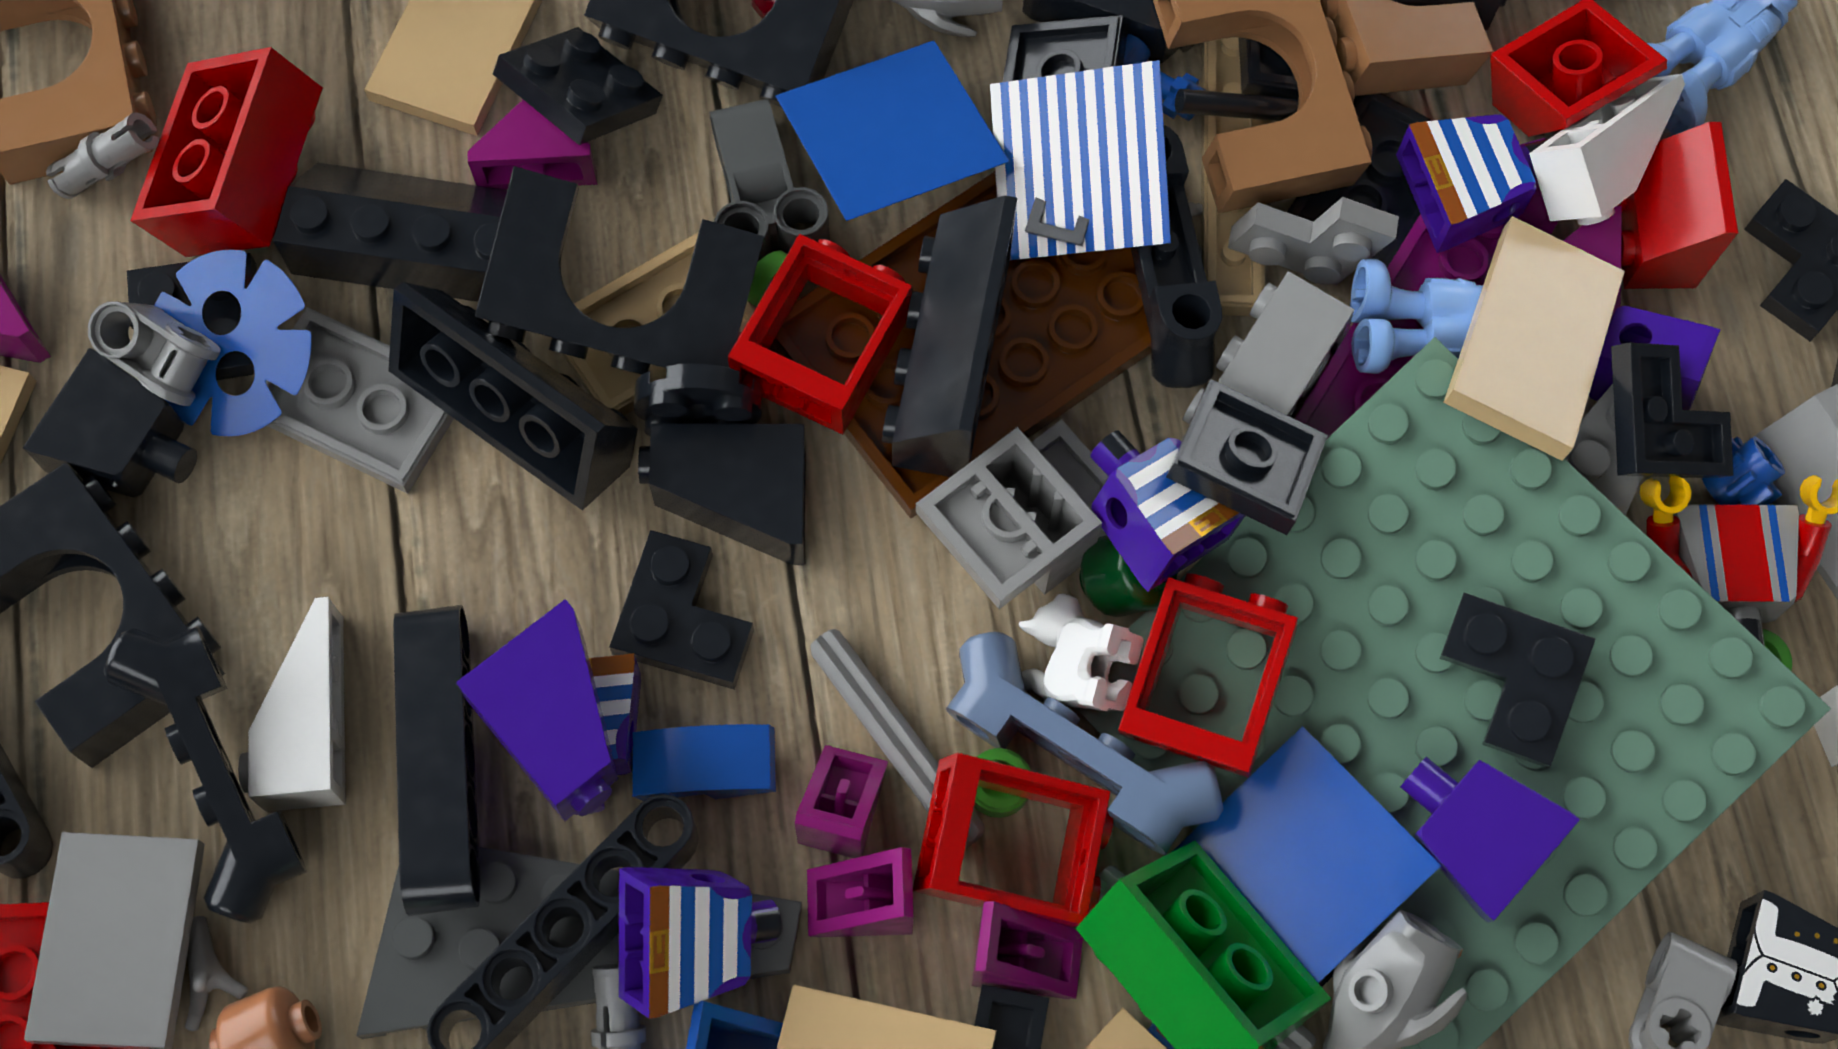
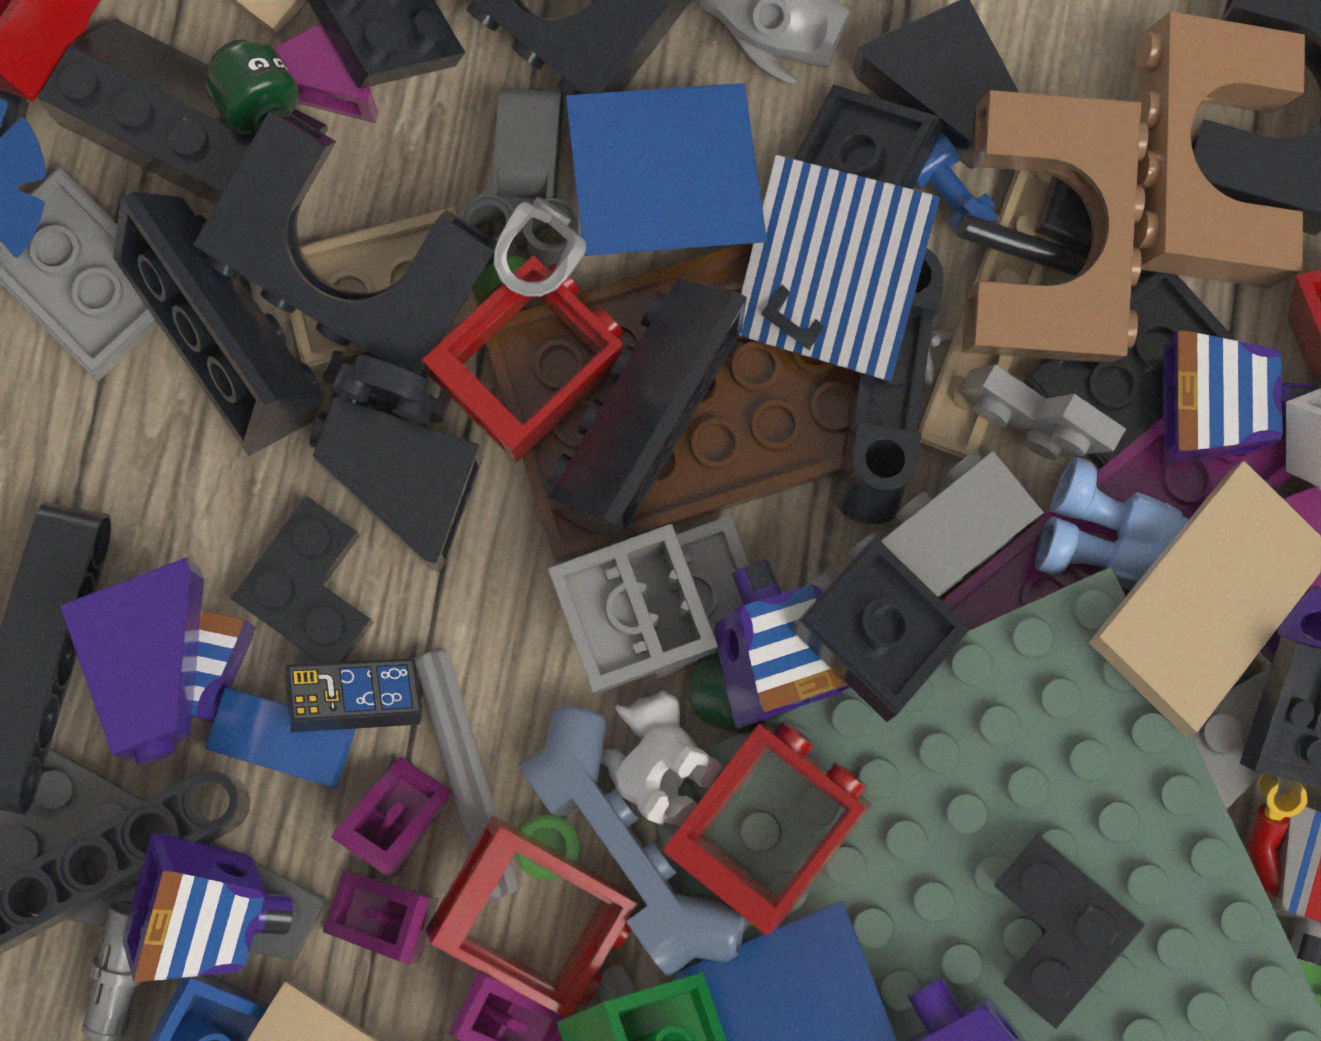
camera: 20 degrees right, 10 degrees up
(476, 165) = (248, 82): none -> dark green head
(762, 695) = (352, 695): none -> tile
(809, 200) = (568, 261): none -> light grey piece

